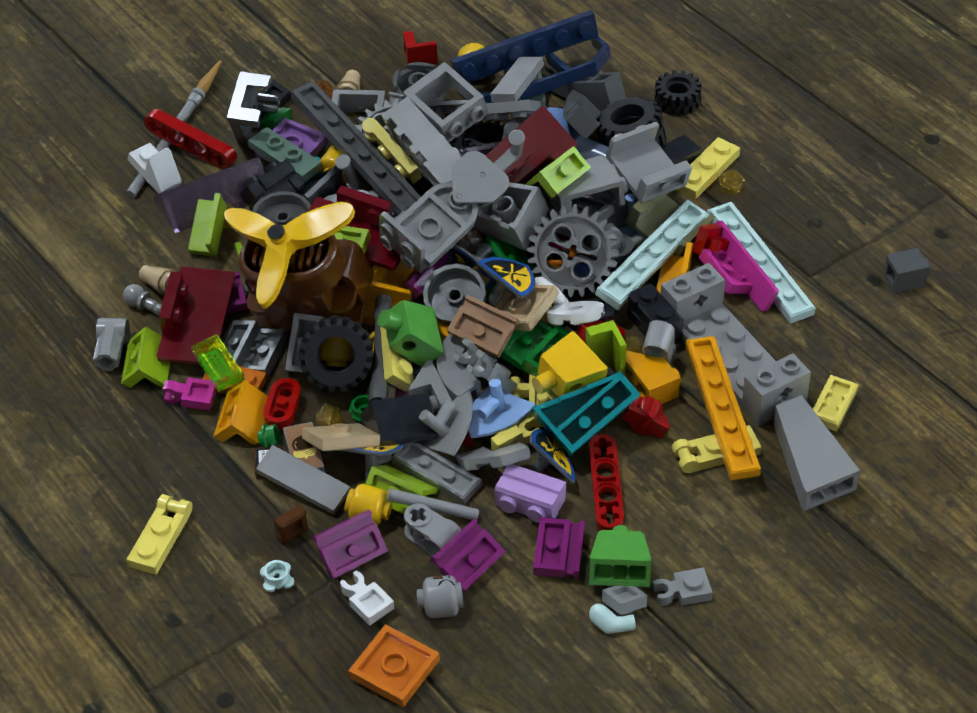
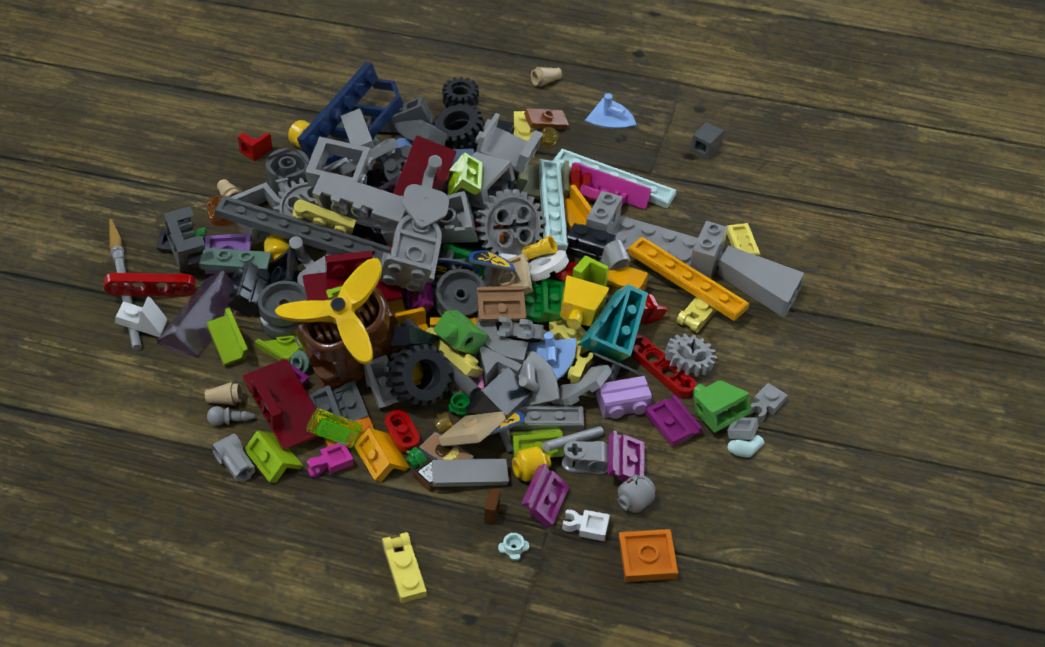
camera: 40 degrees left, 0 degrees up
(348, 308) = (411, 336): none -> black slope
(589, 291) = (543, 247): none -> yellow pin
(642, 488) = (690, 354): none -> light grey gear
(742, 160) = (546, 118): none -> dark orange plate
(791, 114) = (542, 75): none -> tan cone
(828, 191) = (610, 115): none -> light blue shield

